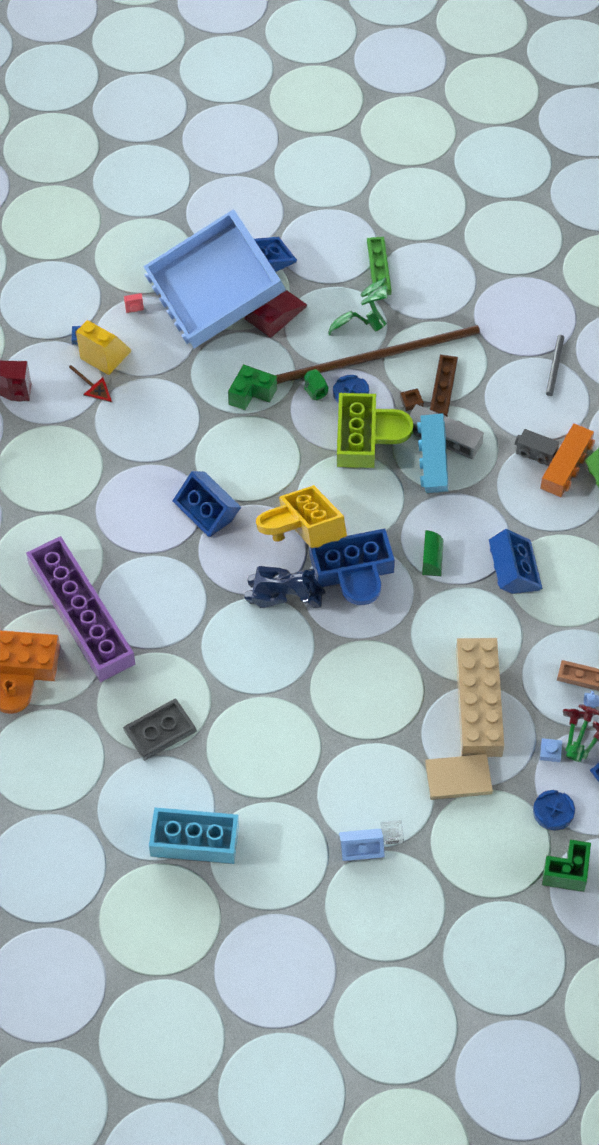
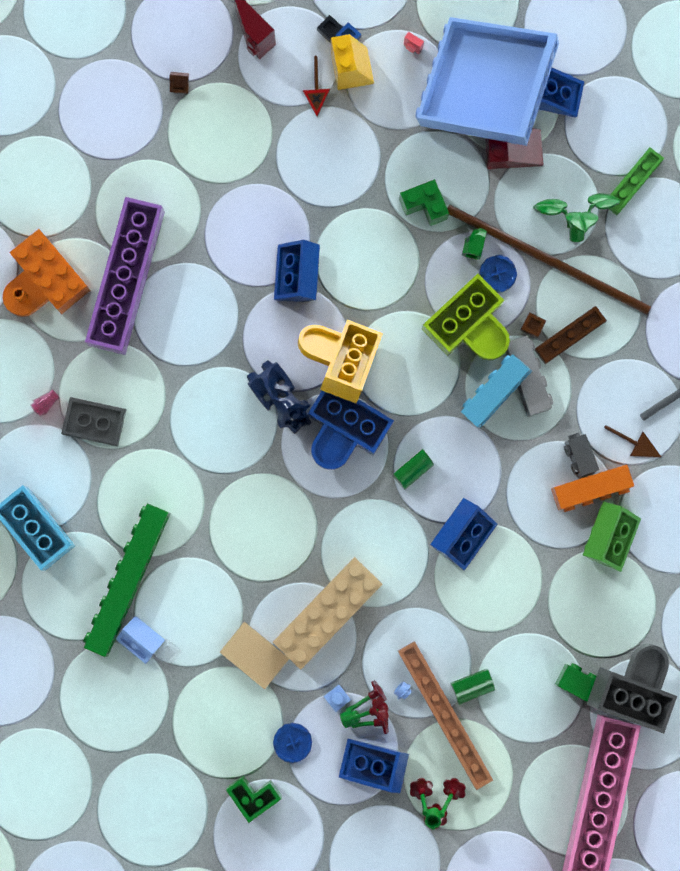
camera: 40 degrees right, 25 degrees up
(62, 341) = (329, 28): none -> black plate
(107, 748) = (43, 403): none -> clear pink cone
(306, 811) = (126, 581): none -> green brick
(571, 412) = (643, 446): none -> reddish brown piece

